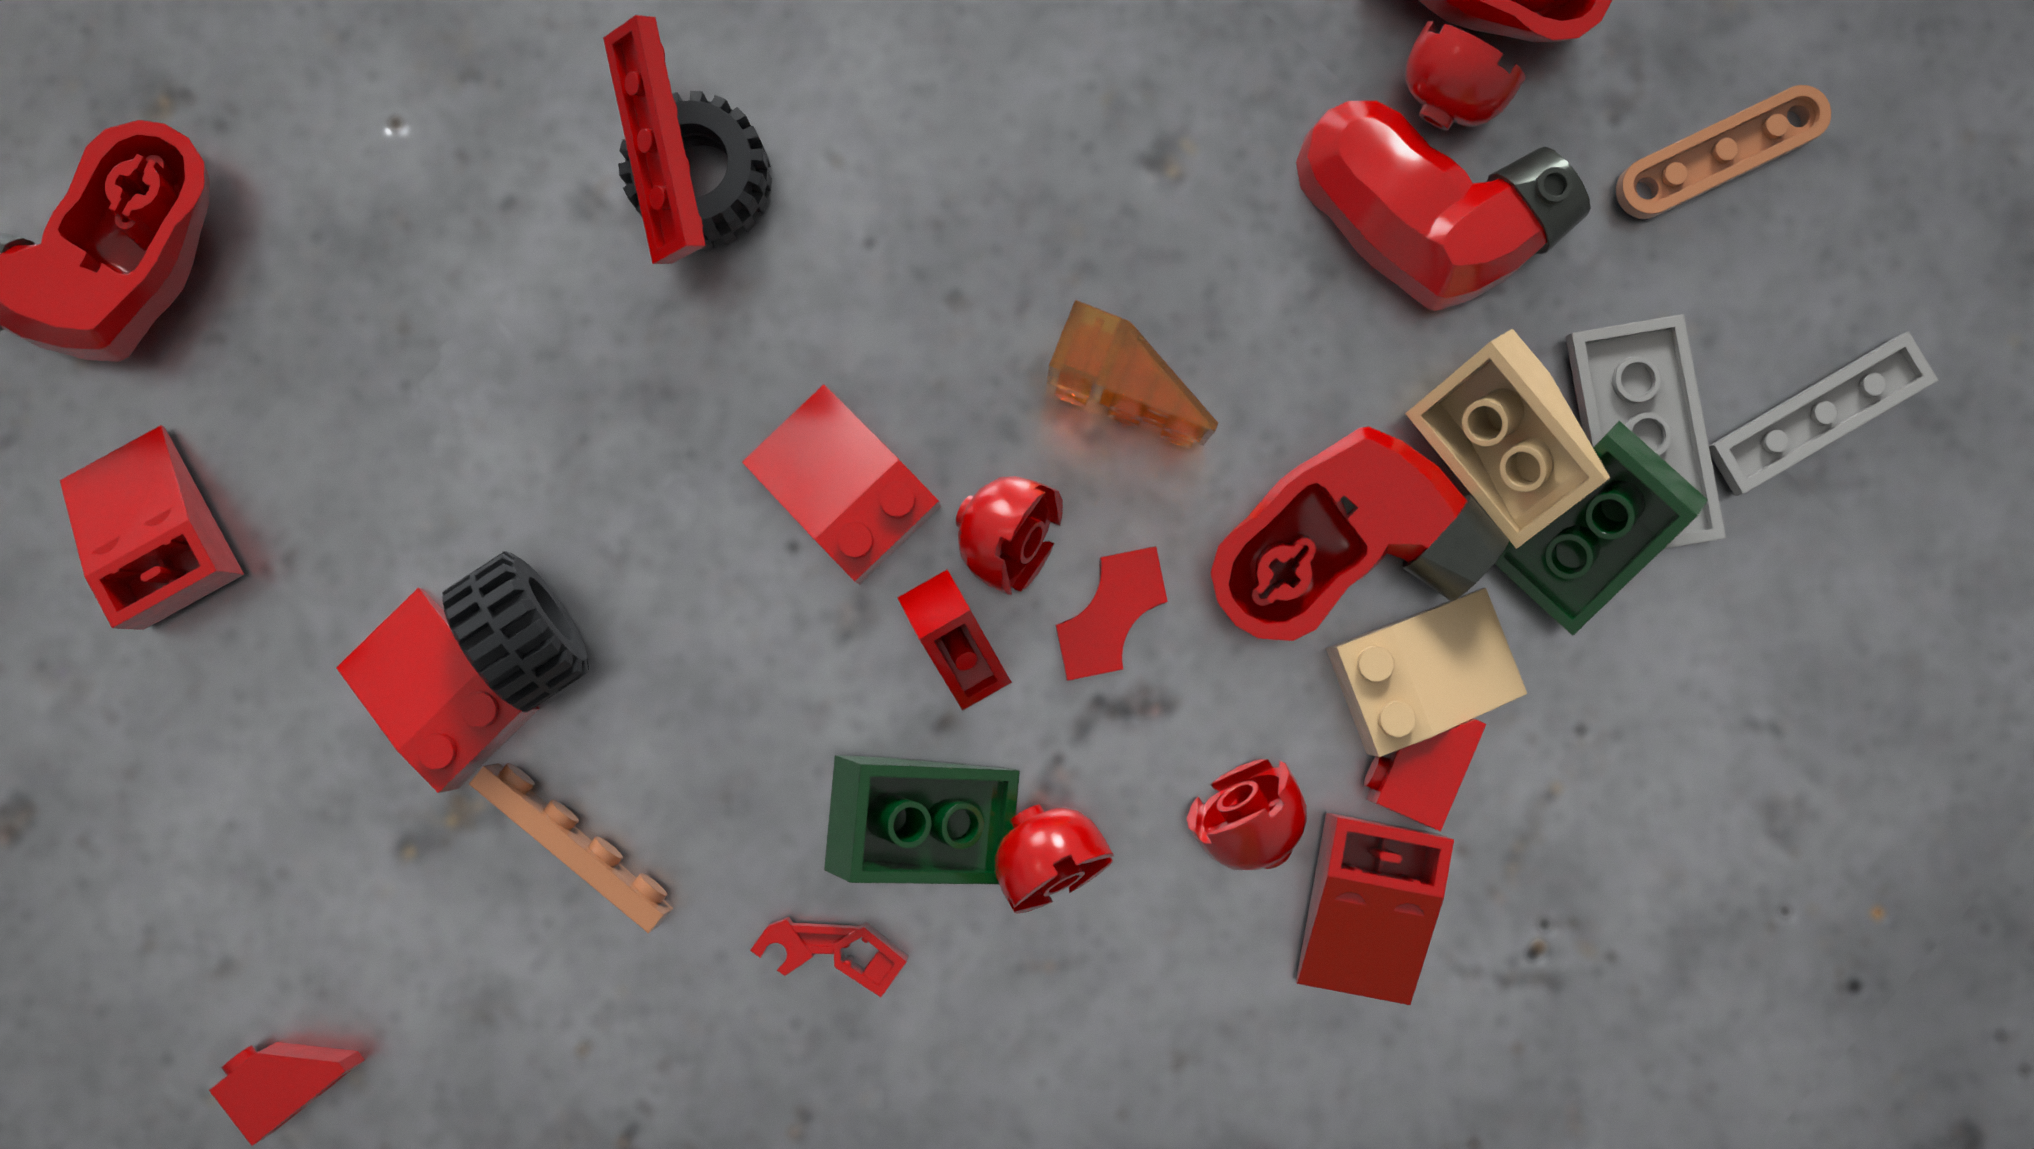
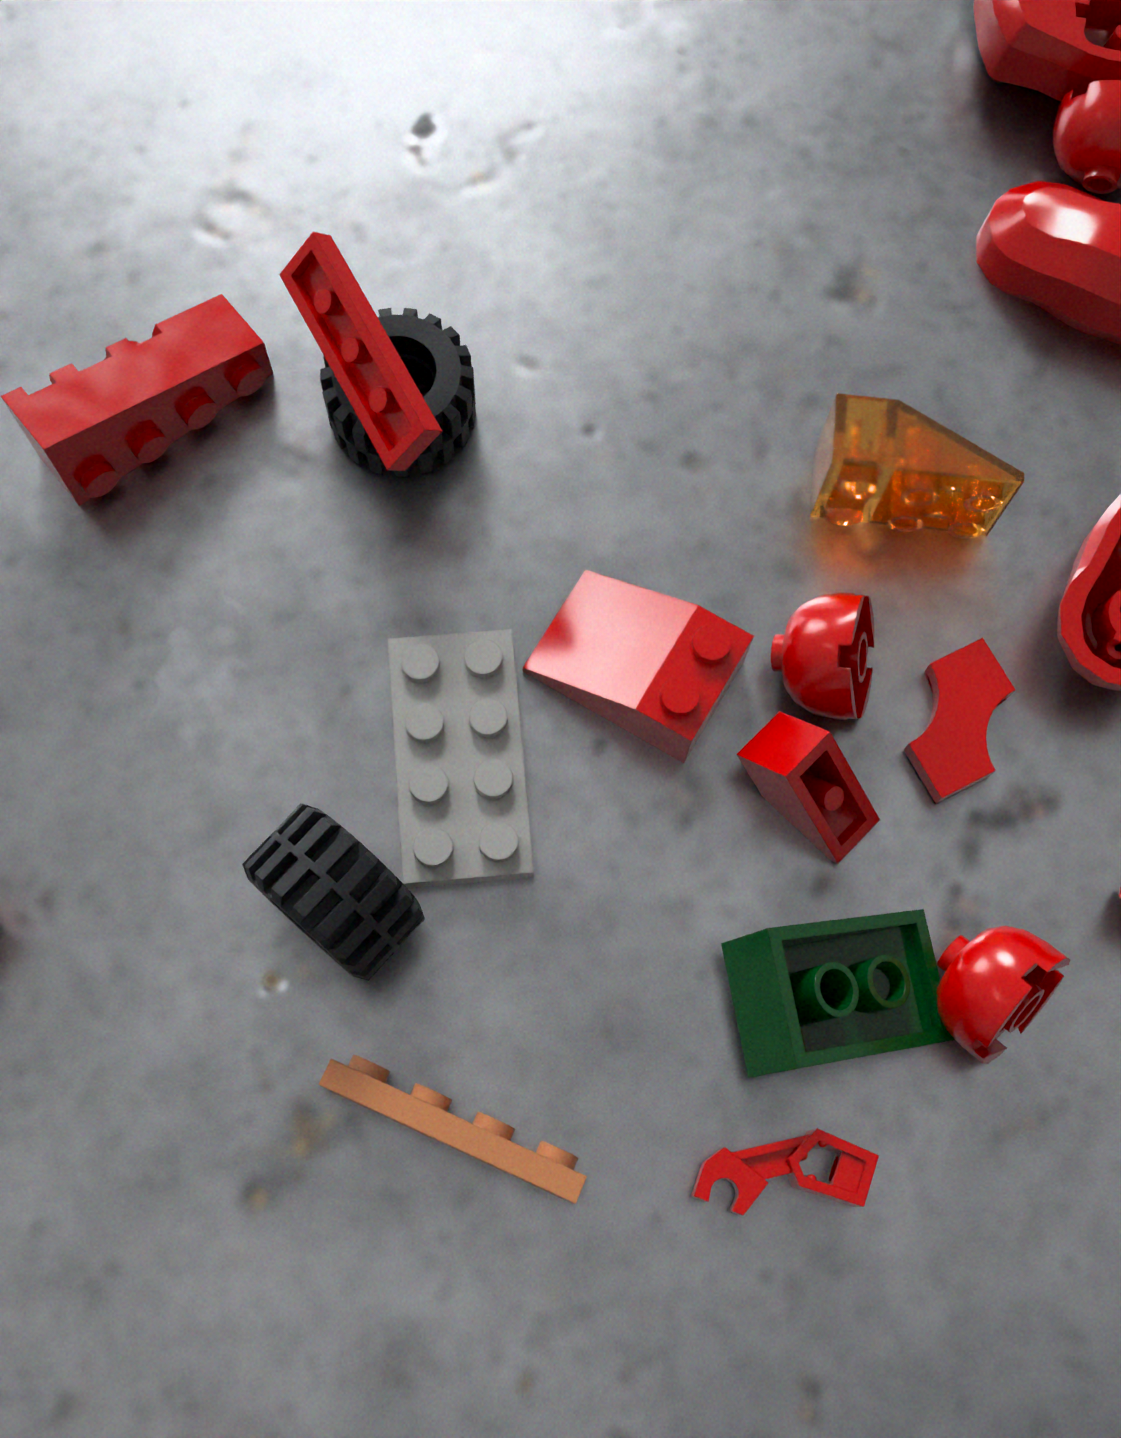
camera: 15 degrees left, 15 degrees down
(429, 695) = (250, 997): red slope -> none
(459, 115) = (140, 397): none -> red wedge
(664, 528) = (459, 759): none -> light grey plate

